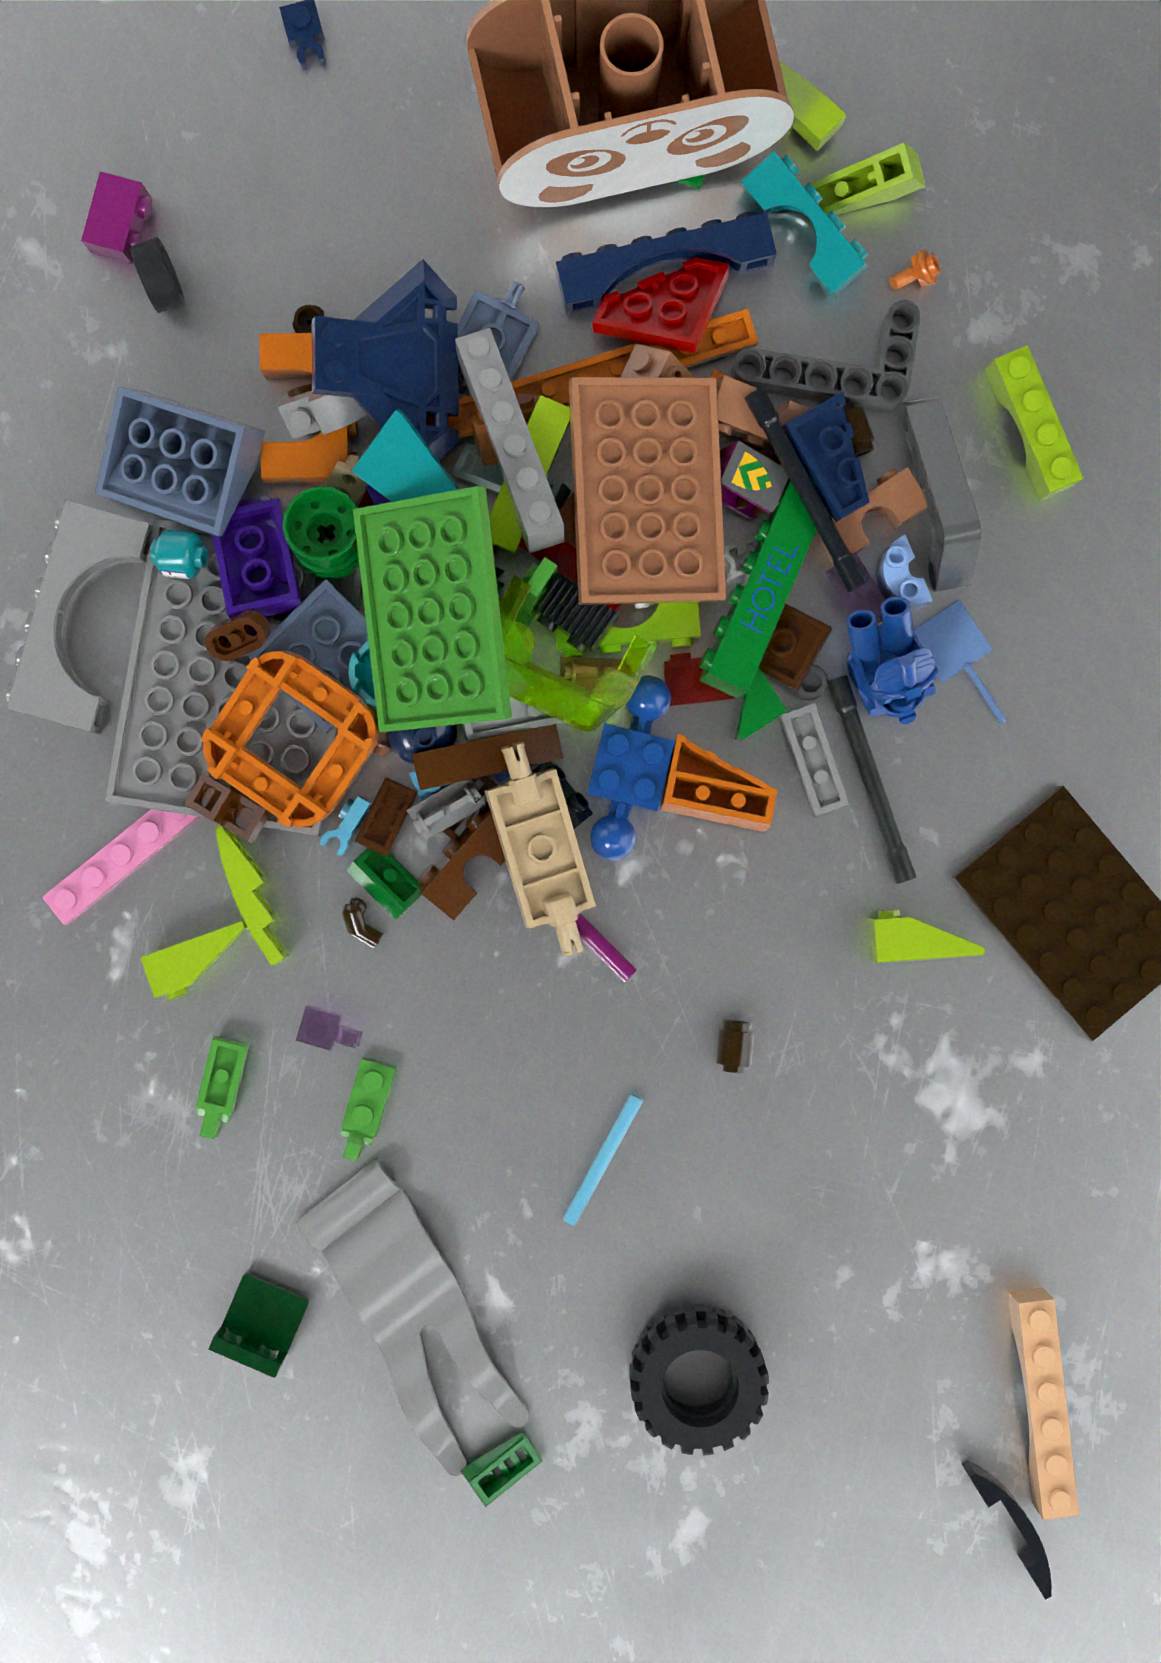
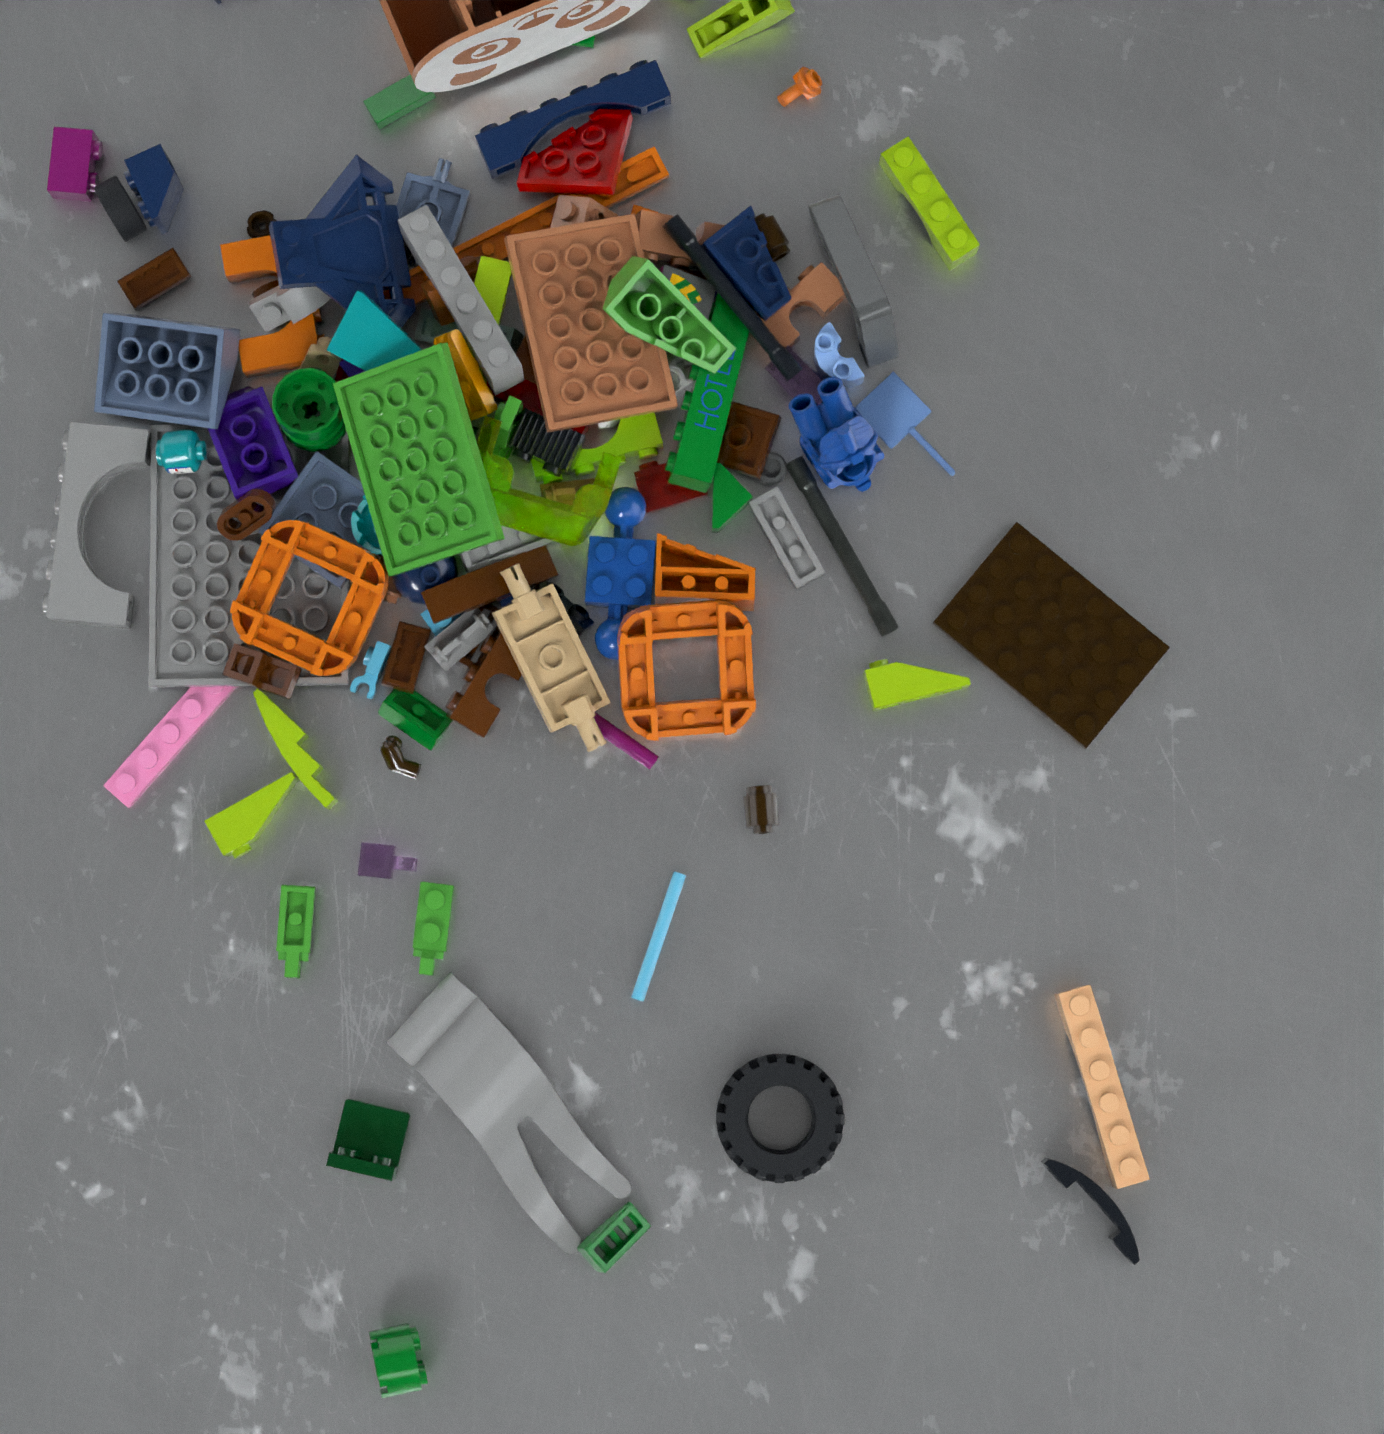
camera: 10 degrees left, 5 degrees down
(184, 359) = (154, 279): none -> reddish brown plate
(201, 256) = (156, 181): none -> dark blue slope
(251, 1561) = (397, 1360): none -> green brick
(478, 211) = (396, 101): none -> green slope
(508, 548) = (475, 391): none -> light orange hinge
(676, 934) = (686, 716): none -> orange plate
(726, 495) = (658, 313): none -> bright green wedge
(778, 189) = (724, 89): teal arch -> none
(838, 373) = (746, 189): dark grey beam -> none

